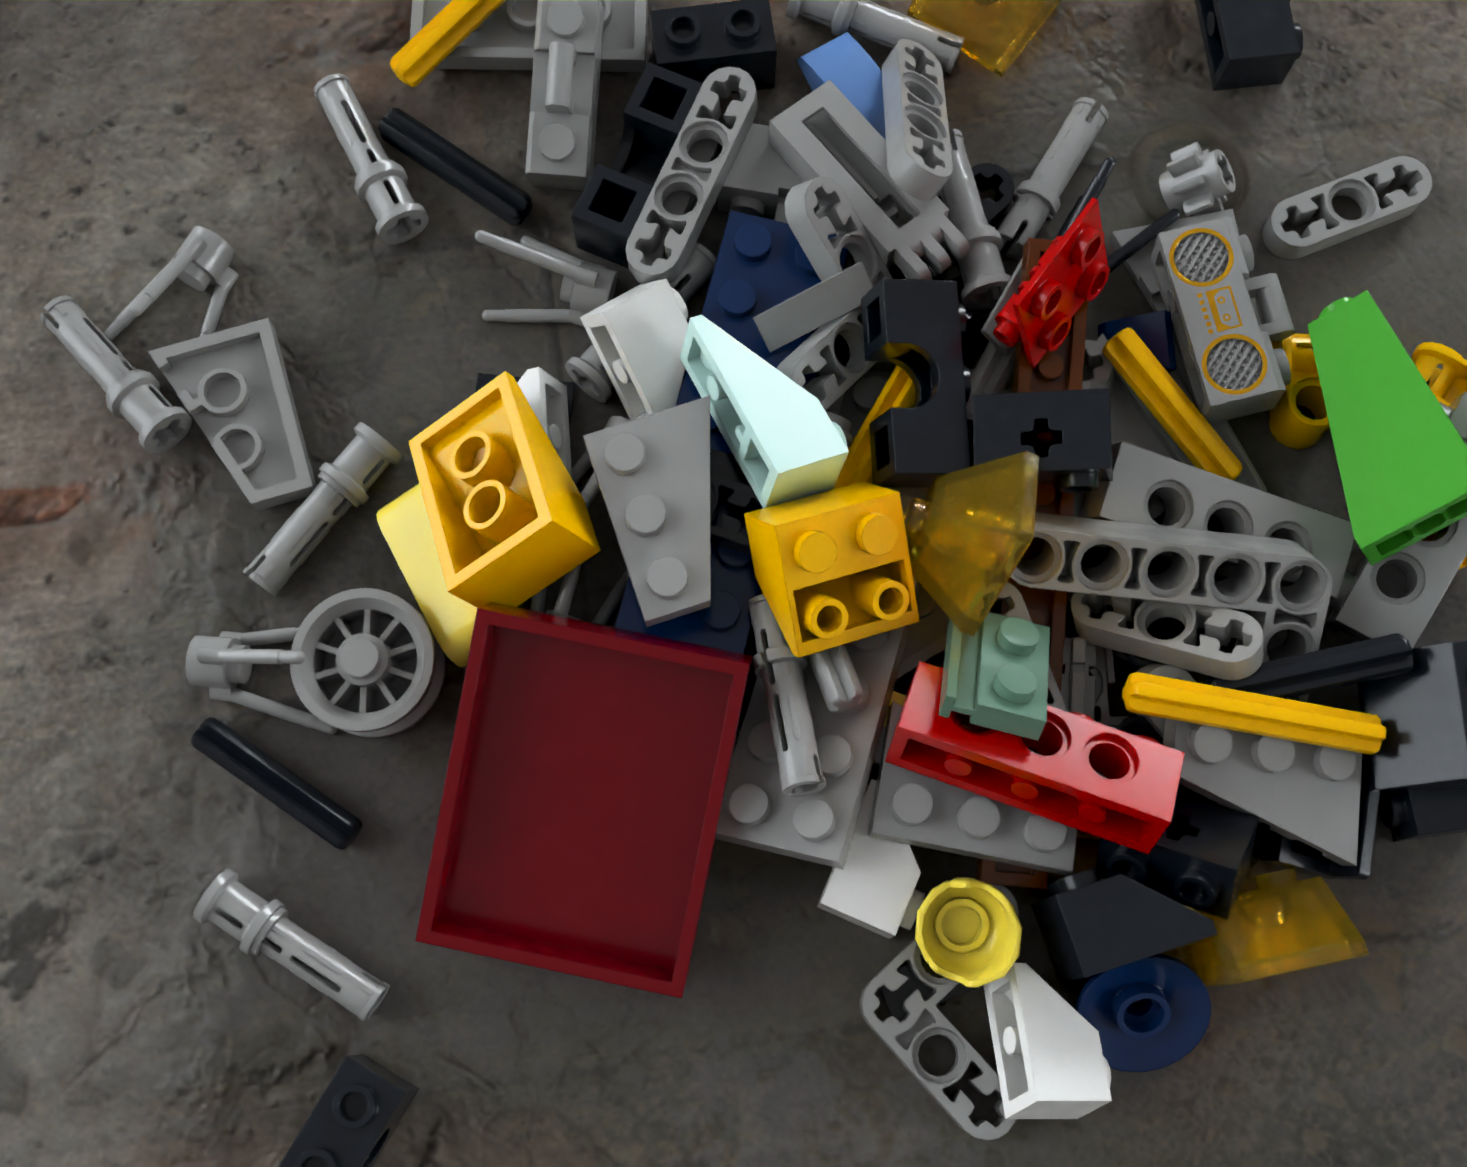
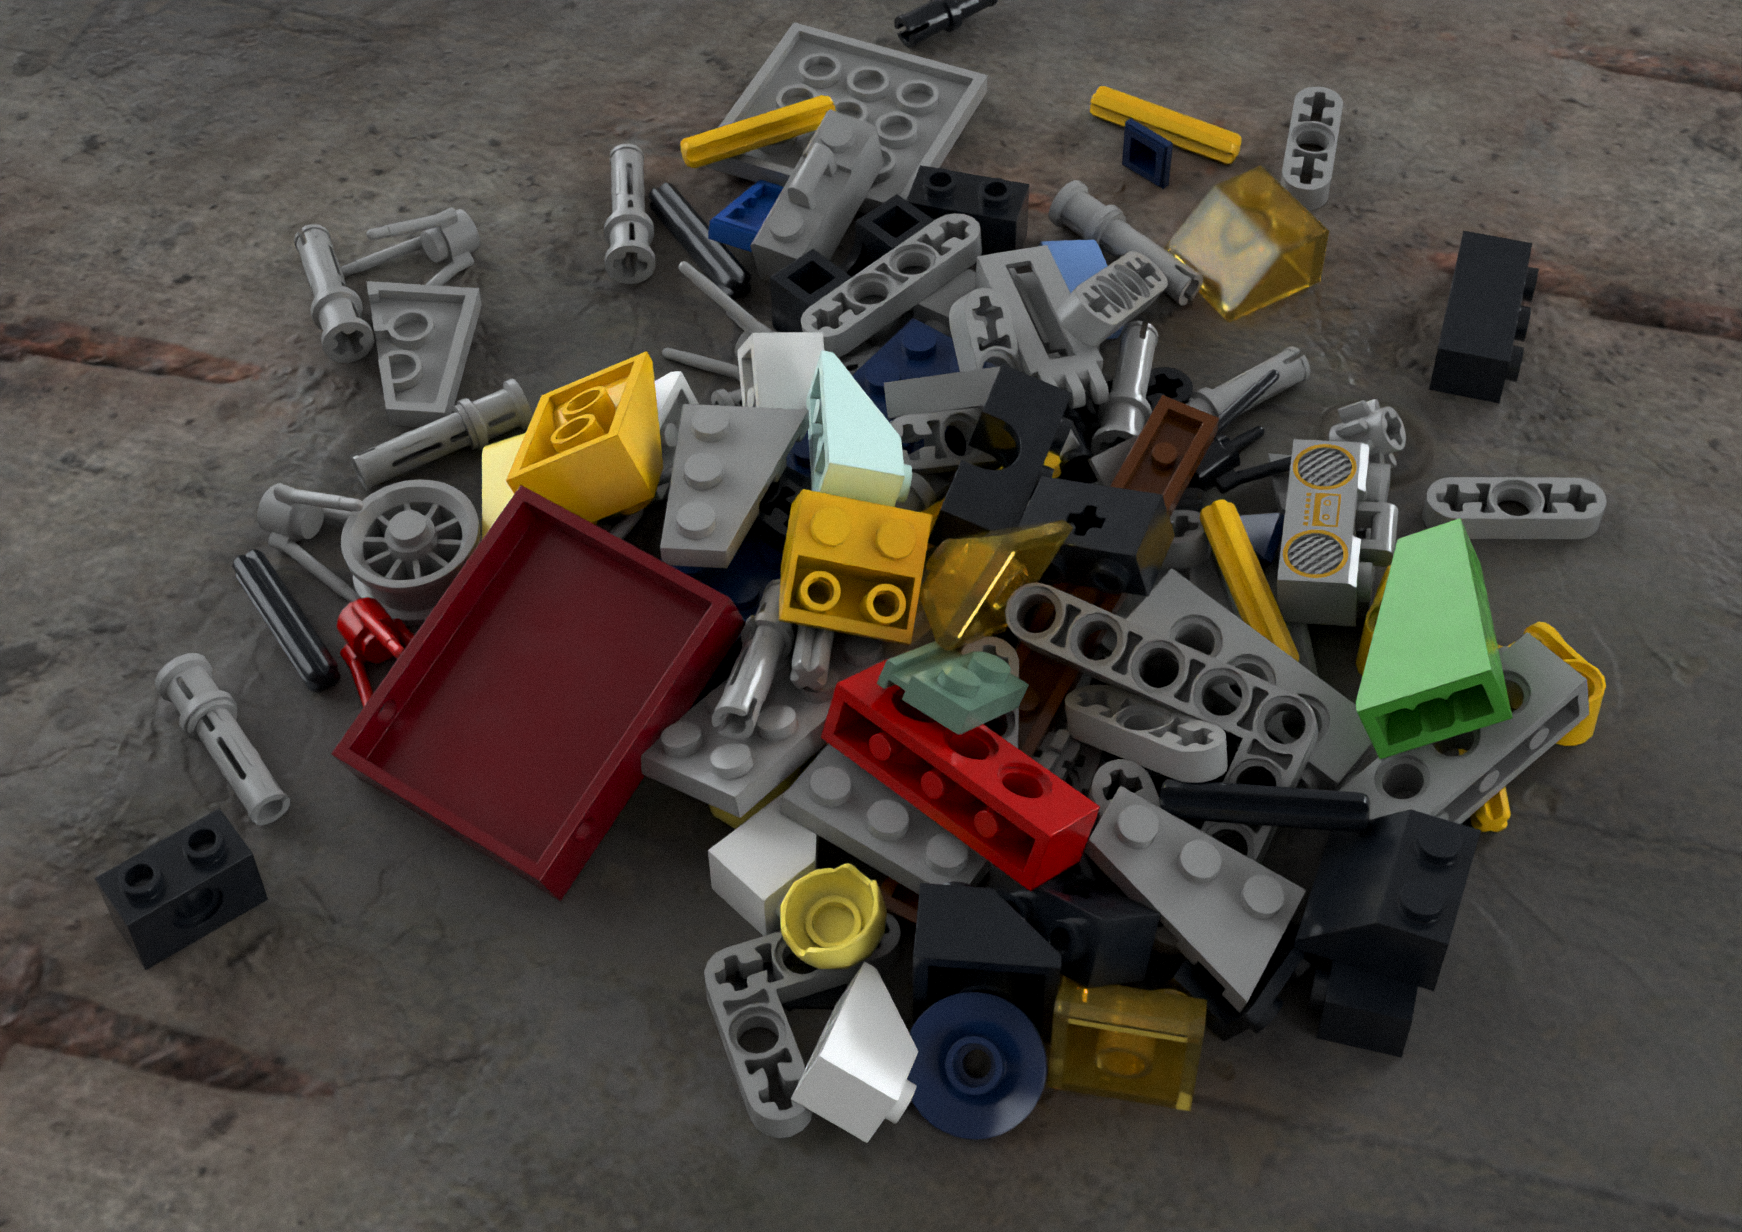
camera: 25 degrees right, 25 degrees down
(374, 773) = (369, 636): none -> red plant
(500, 120) = (744, 216): none -> blue plate
(1065, 277) = (1159, 415): red hinge -> none
(1253, 713) = (1191, 812): yellow axle -> none

